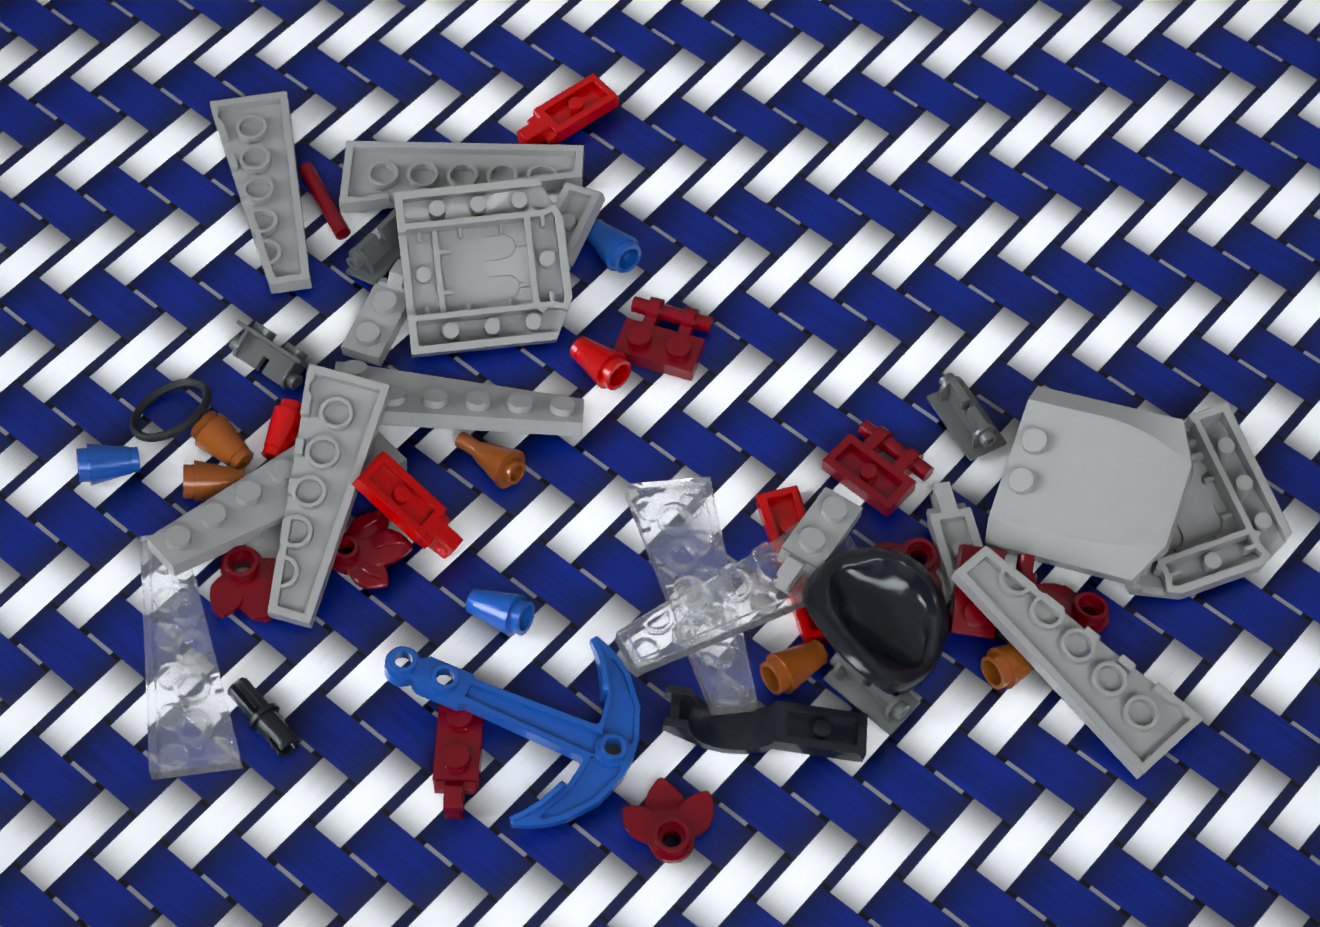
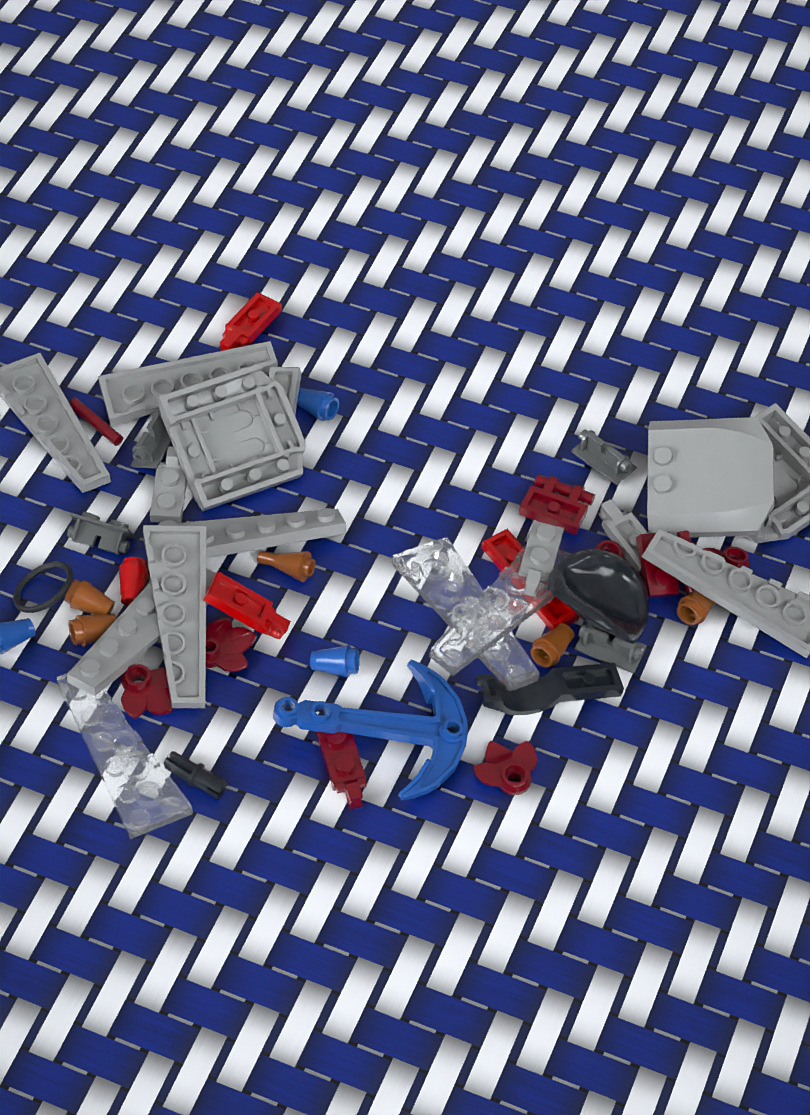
camera: 20 degrees left, 5 degrees down
(603, 364) = (340, 481): red cone -> none
(661, 348) = (375, 463): dark red plate -> none

